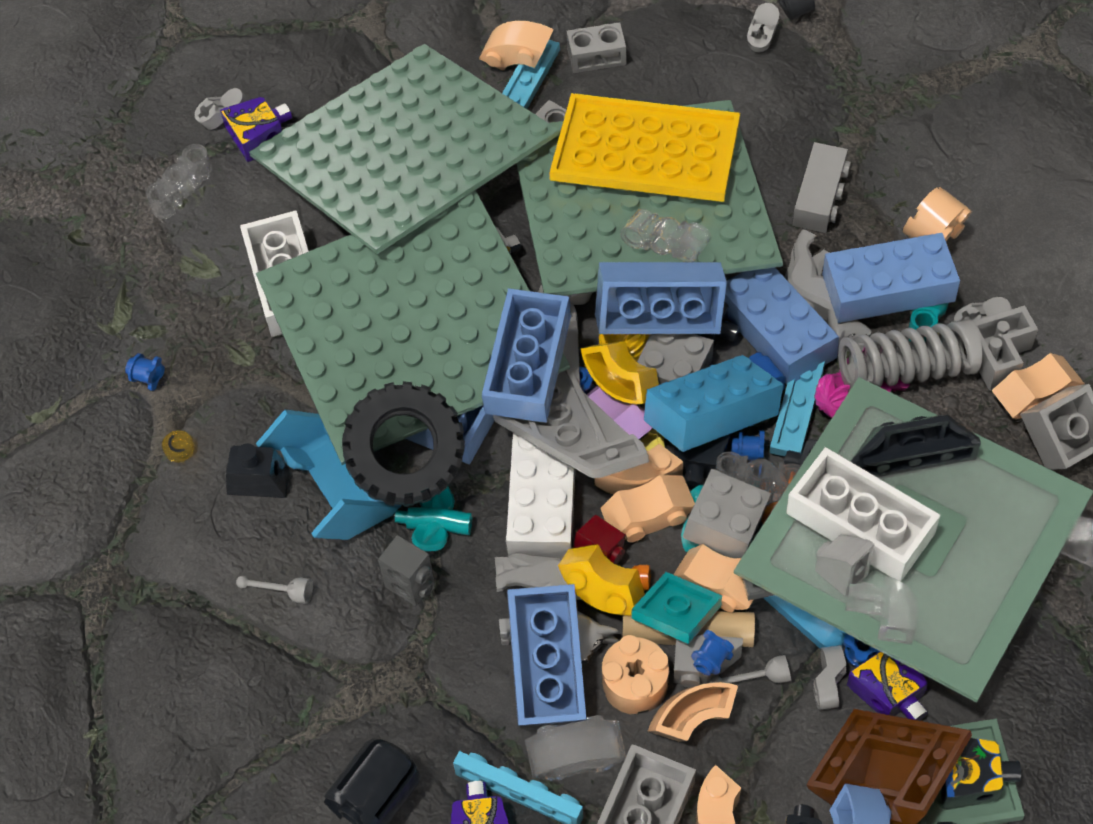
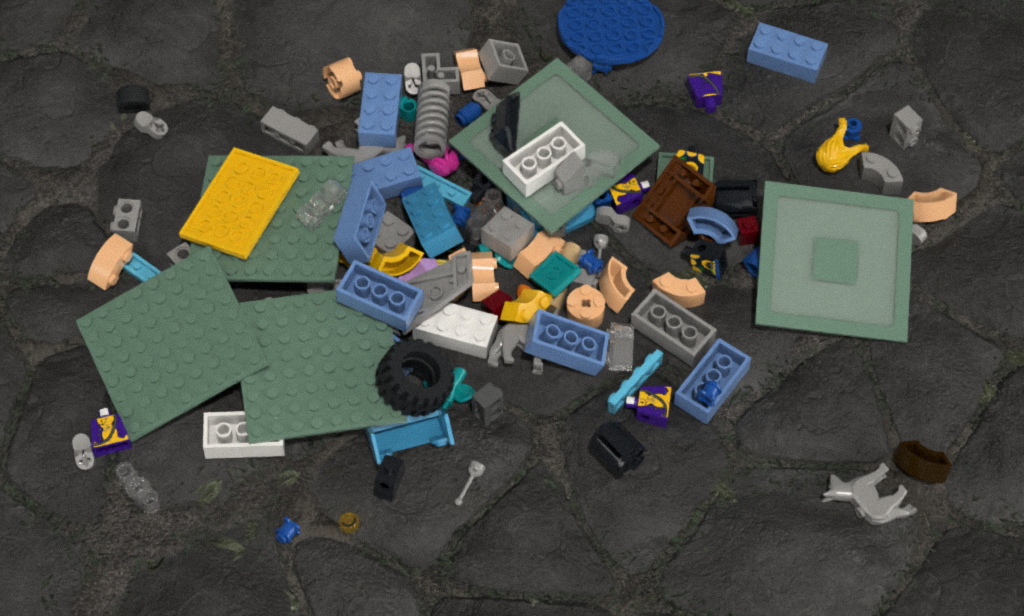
camera: 80 degrees left, 0 degrees up
(950, 404) = (468, 114): none -> blue brick
(990, 423) = (485, 99): none -> light grey piece

